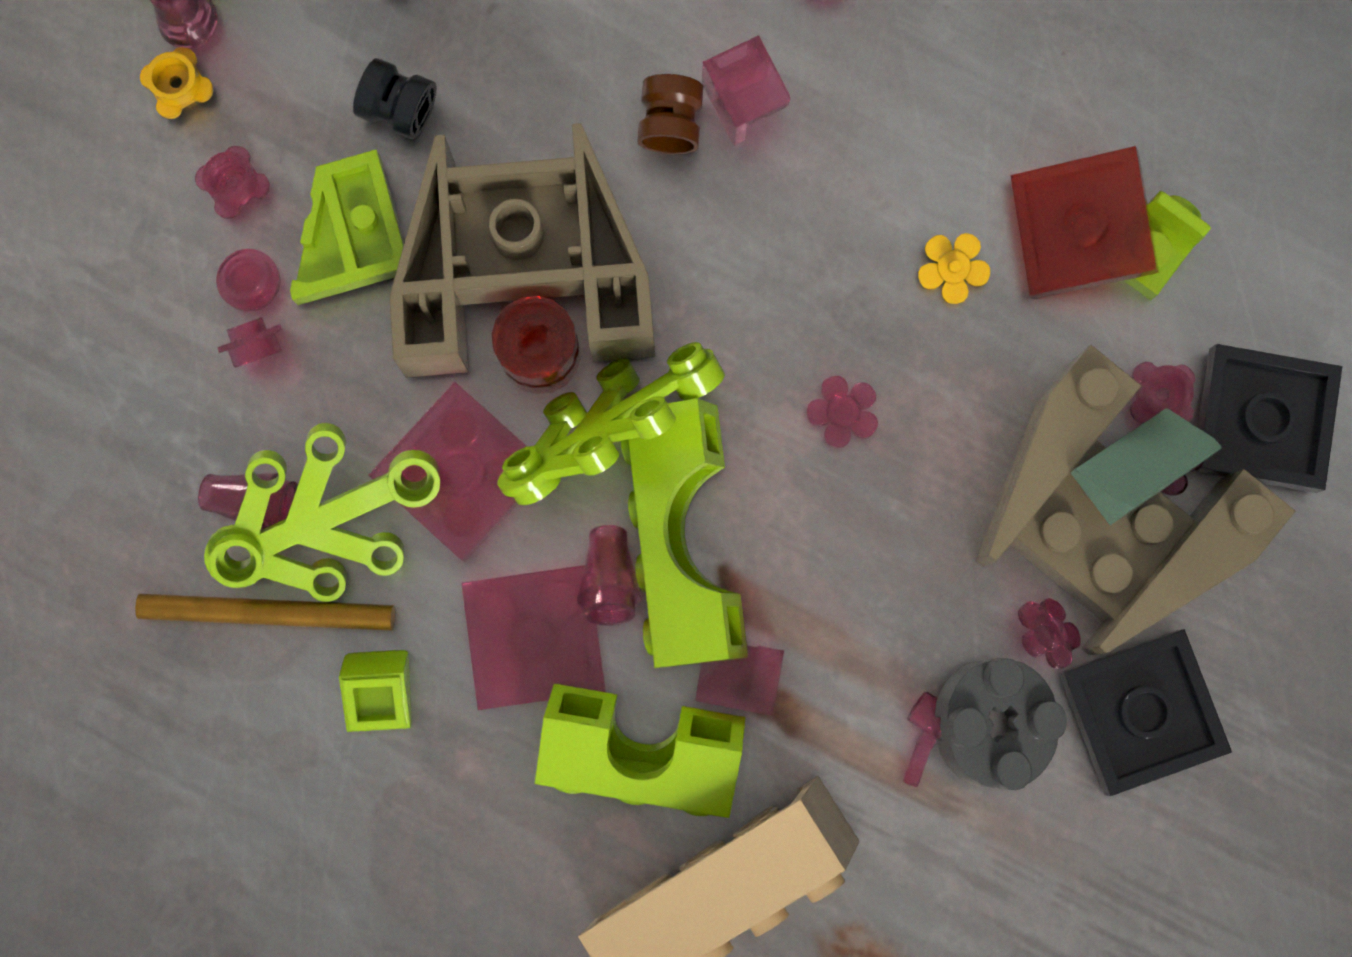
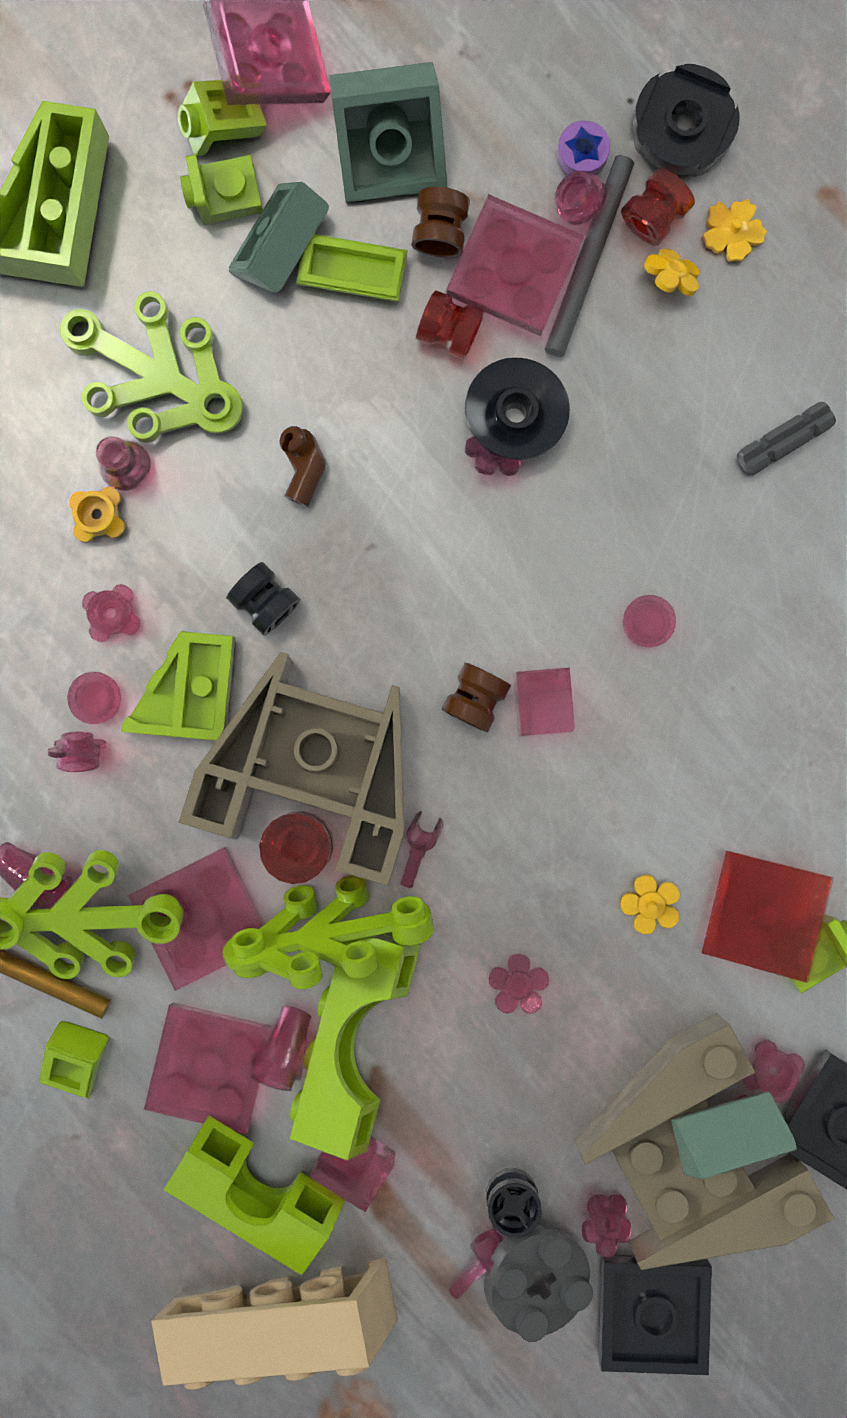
camera: 20 degrees right, 5 degrees up
(672, 304) = (420, 843): none -> clear pink hand
(945, 649) = (517, 1212): none -> black wheel

